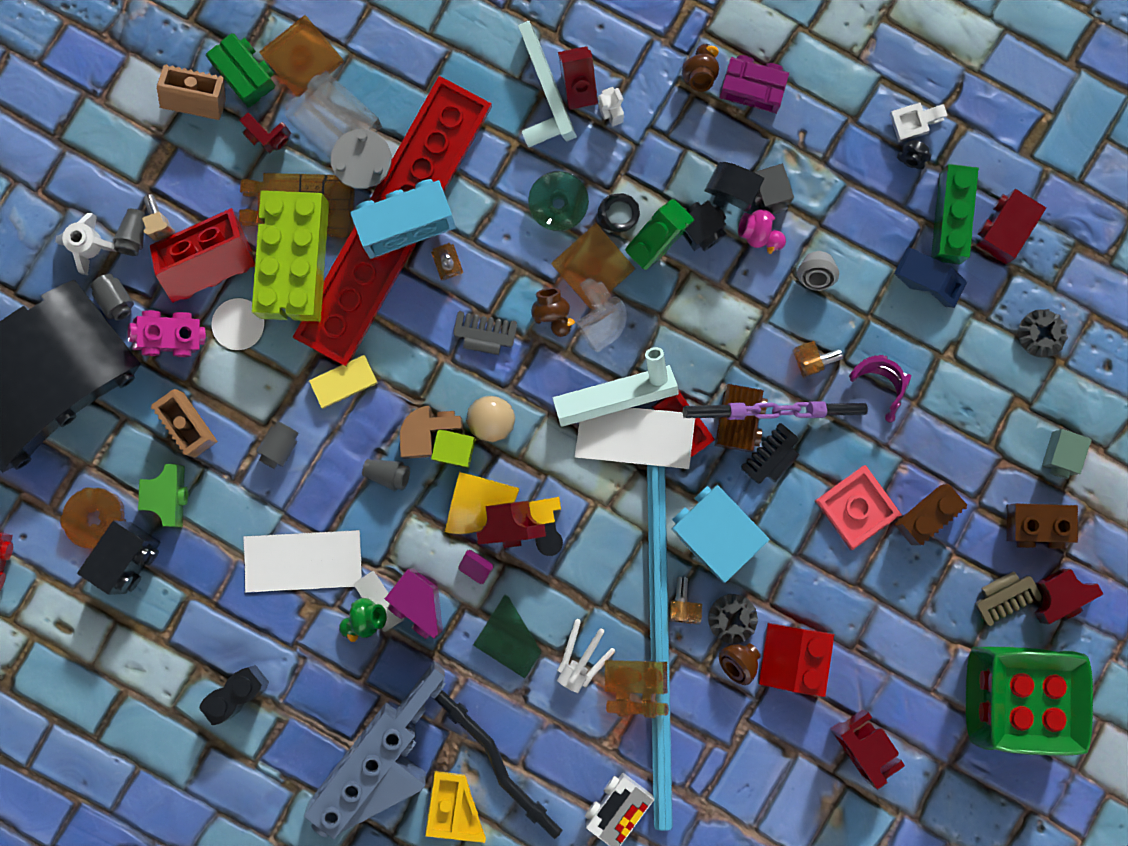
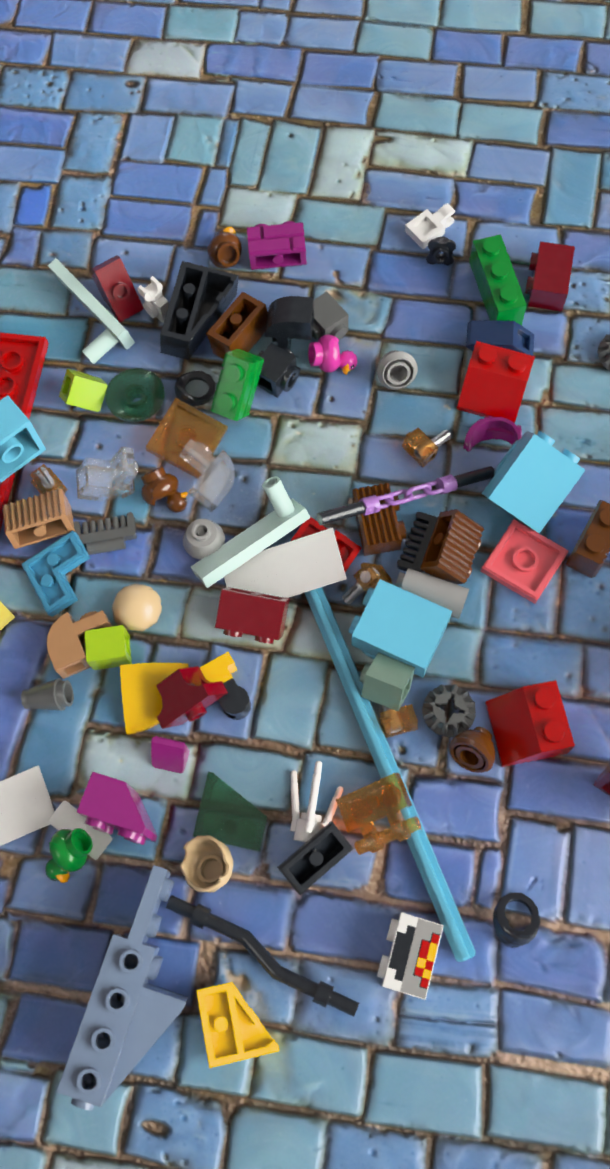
camera: 15 degrees left, 15 degrees down
(422, 349) = (48, 570): none -> dark azure tile
(428, 298) = (38, 518): none -> medium nougat brick
(477, 674) = (206, 864): none -> tan hair
(504, 280) = (107, 479): none -> clear brick
(510, 175) = (83, 390): none -> panel
(569, 704) = (315, 858): none -> black slope
(576, 382) = (203, 538): none -> light grey cone
(592, 468) = (252, 614): none -> dark red brick
(648, 127) = (194, 307): none -> black wedge
(682, 169) = (238, 326): none -> reddish brown brick
(687, 577) = (386, 681): none -> sand green brick
(702, 814) = (508, 935): none -> black piece
(710, 474) = (366, 577): none -> piece
(761, 508) = (434, 589): none -> light grey brick
(796, 474) = (452, 547): none -> reddish brown brick
(895, 441) = (534, 479): none -> medium azure brick
(906, 322) = (495, 381): none -> red slope

